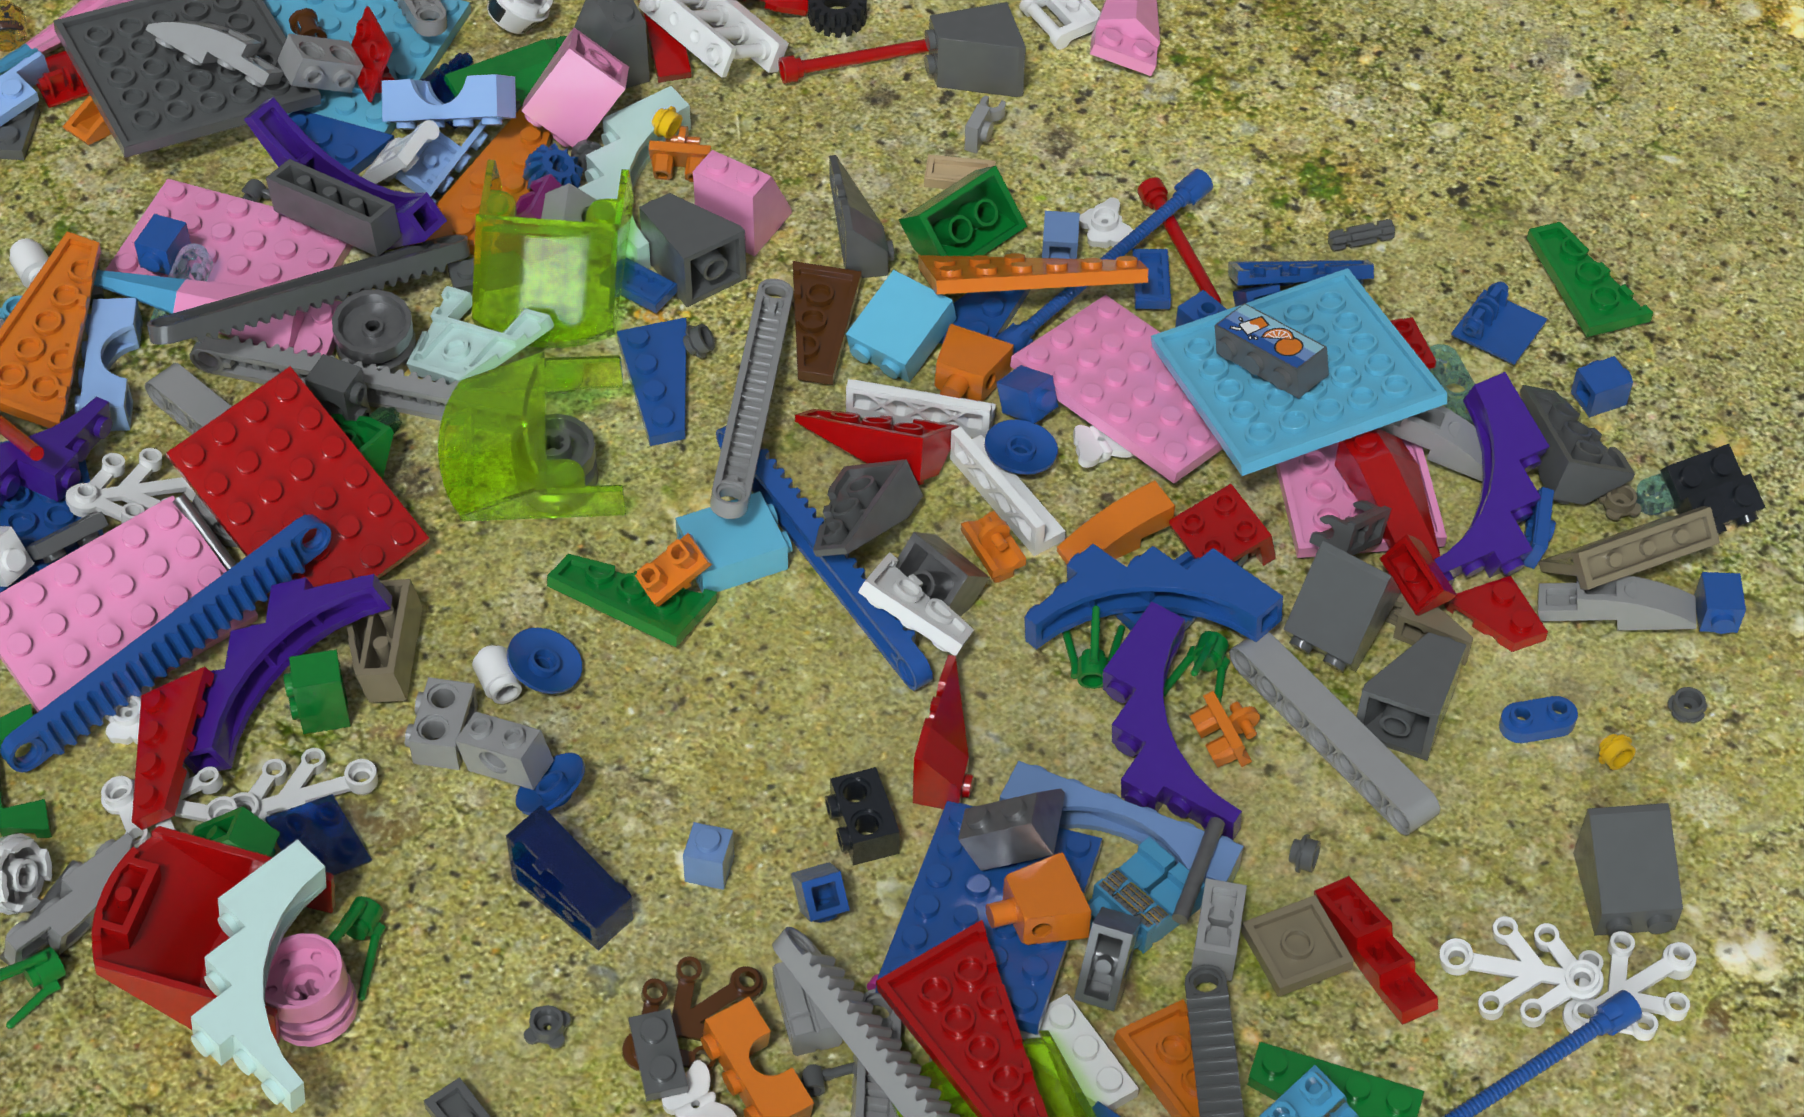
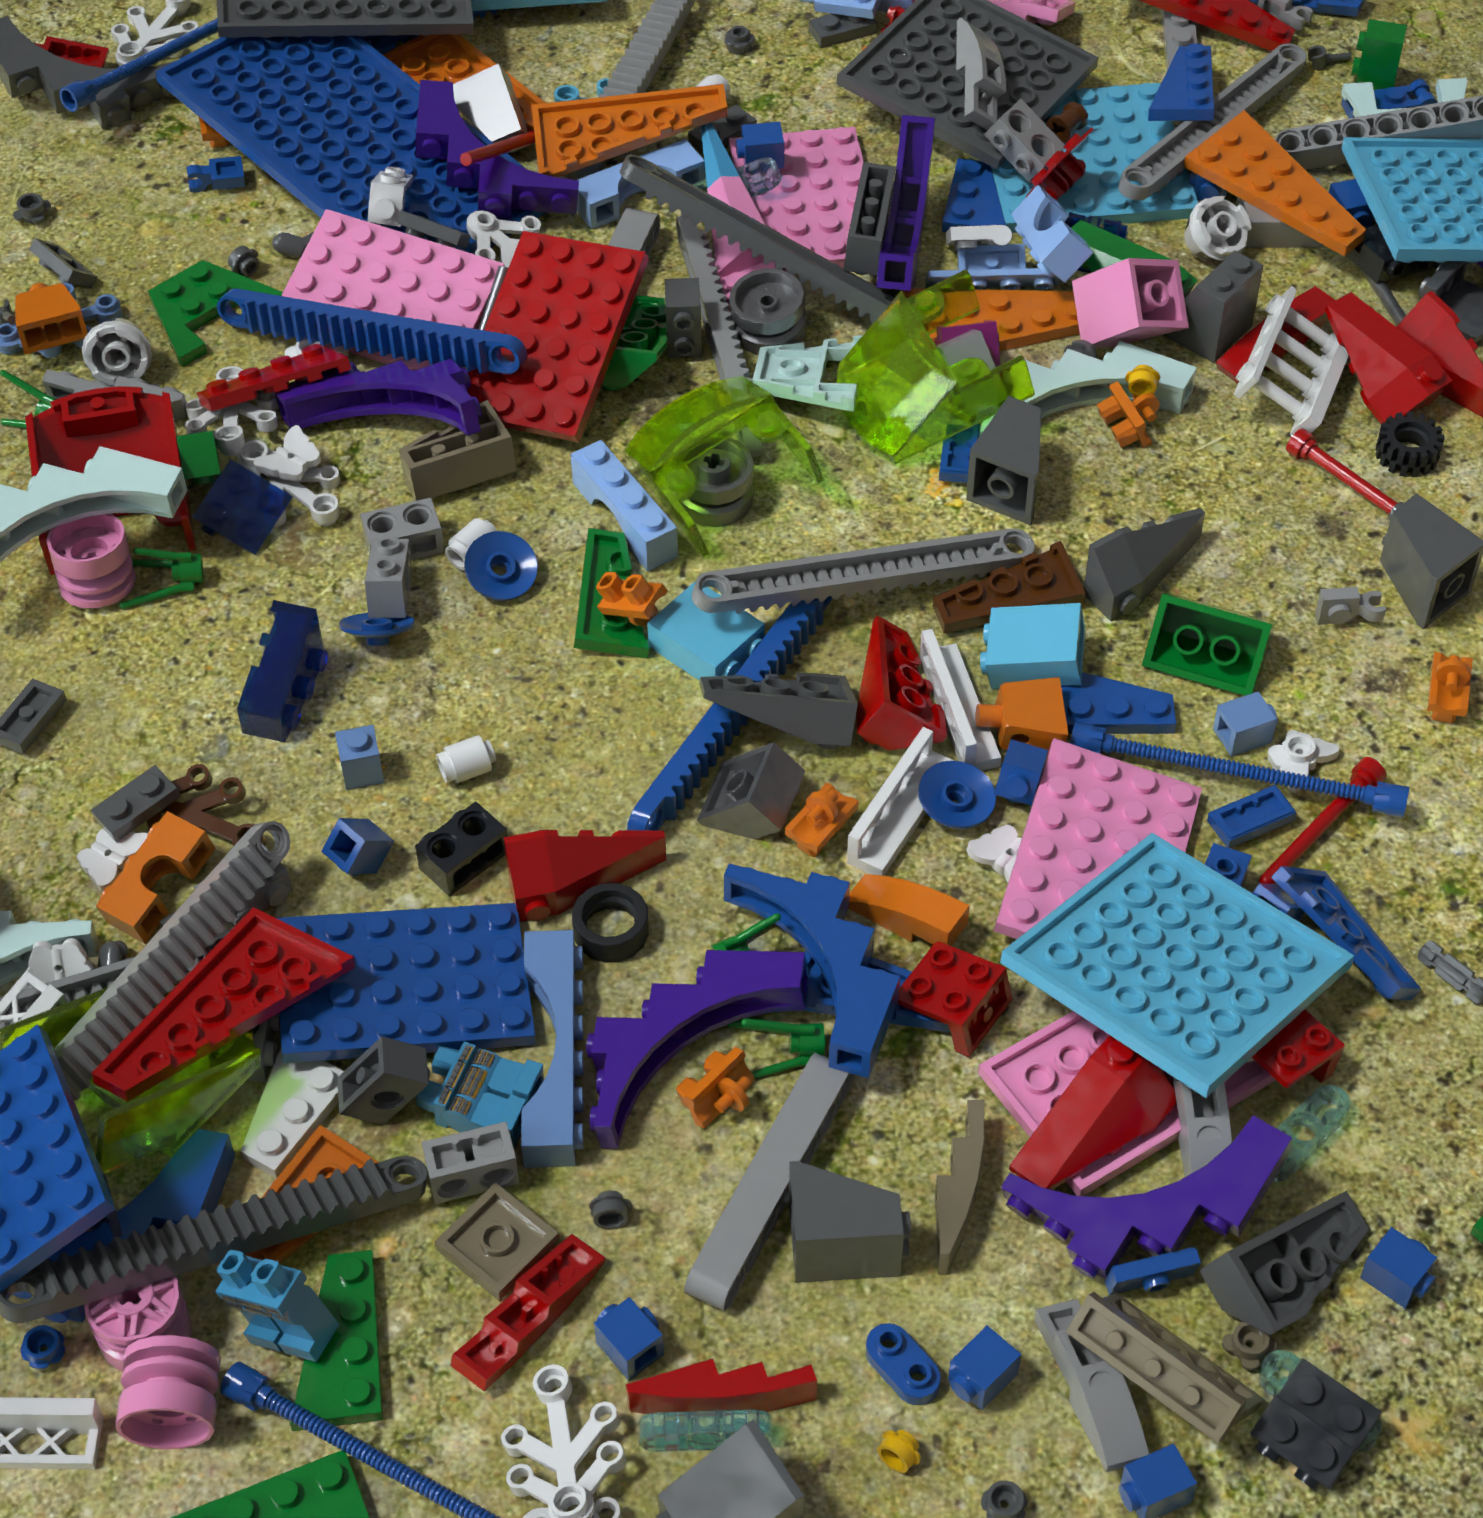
camera: 65 degrees right, 0 degrees up
(272, 767) = (291, 460): none -> white animal
(317, 692) = (377, 439): green brick -> none
(388, 416) = (688, 362): clear green plate -> none
(492, 539) = (646, 527): none -> light blue arch
(544, 1016) = (145, 728): dark grey plate -> none
(555, 162) = (1041, 329): blue gear -> none
(657, 374) = (867, 511): blue wing -> none
(698, 340) = (930, 518): dark grey plate -> none
(741, 197) = (1095, 470): bright pink slope -> none
(761, 776) = (466, 759): none -> white brick
(903, 598) = (699, 774): white wing -> none
(946, 170) = (1273, 606): tan tile -> none
(1008, 714) = (610, 897): none -> black tyre
(1012, 829) = (477, 942): flat silver slope -> none
(1016, 272) = (1146, 688): orange wing -> none
(1042, 903) = (409, 999): orange torso -> none
(1104, 102) = (1449, 687): none -> orange hips
(1198, 870) = (518, 1114): flat silver bar -> none
(1271, 350) = (1166, 920): brick -> none
(1340, 608) = (910, 1118): dark grey slope -> none
(1355, 532) = (1004, 1092): dark grey hinge -> none
(1417, 575) = (992, 1171): red slope -> none
(1437, 886) = (629, 1337): none -> blue brick
(1499, 324) = (1421, 1143): blue hinge -> none
(1501, 612) = (1022, 1280): red wing -> none
(1512, 846) = (703, 1389): none -> red slope
(1545, 868) = (697, 1429): none -> clear light blue beam
(1576, 663) = (983, 1368): none -> blue brick

